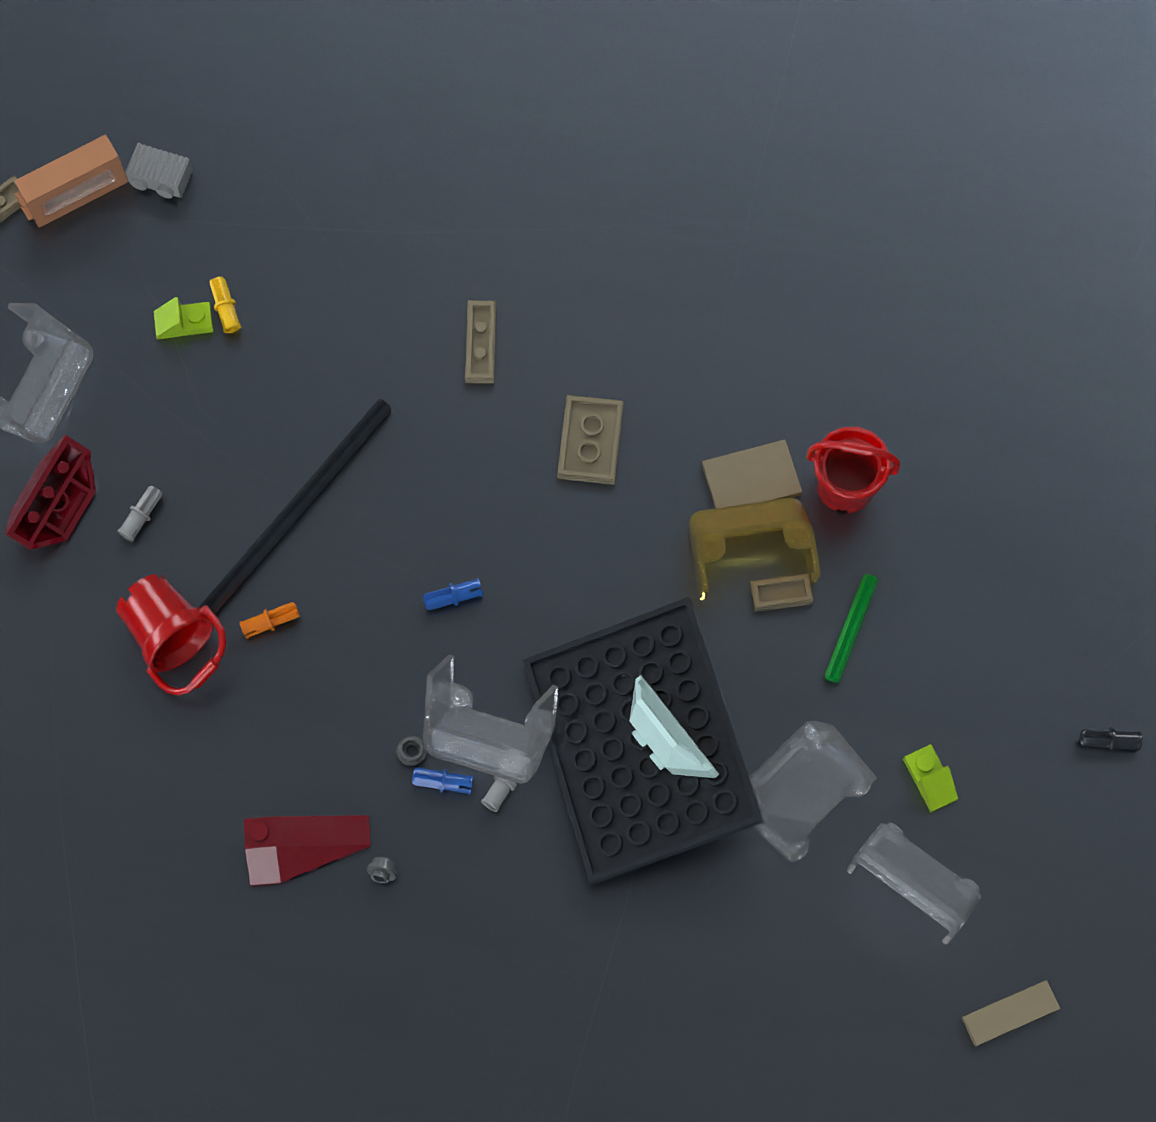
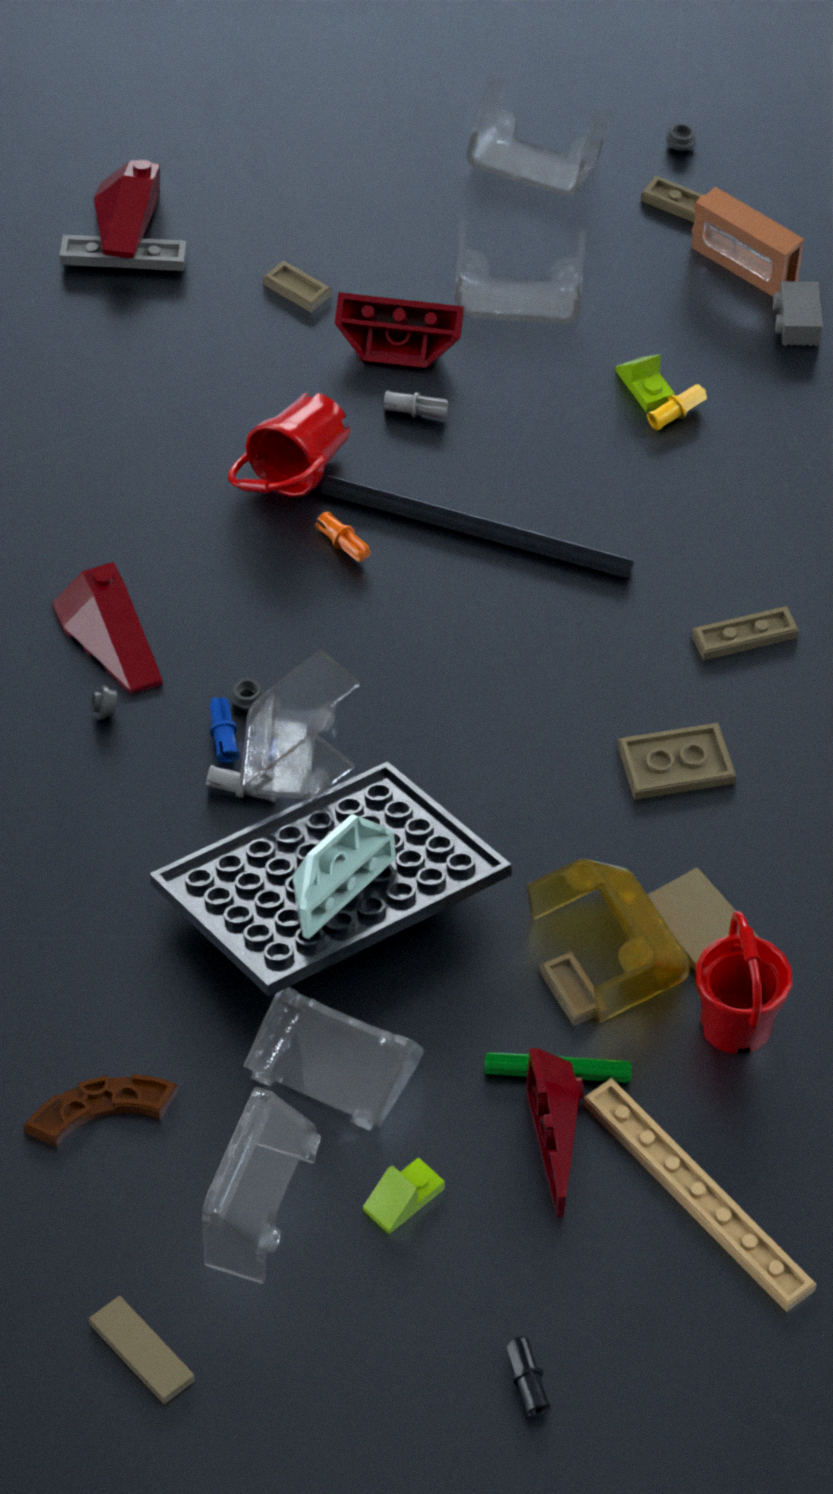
camera: 70 degrees right, 20 degrees down
(452, 594) = (437, 683): blue axle -> none
(774, 985) = (98, 1098): none -> reddish brown tile
(898, 643) = (554, 1102): none -> dark red wedge
(986, 567) = (699, 1195): none -> tan tile

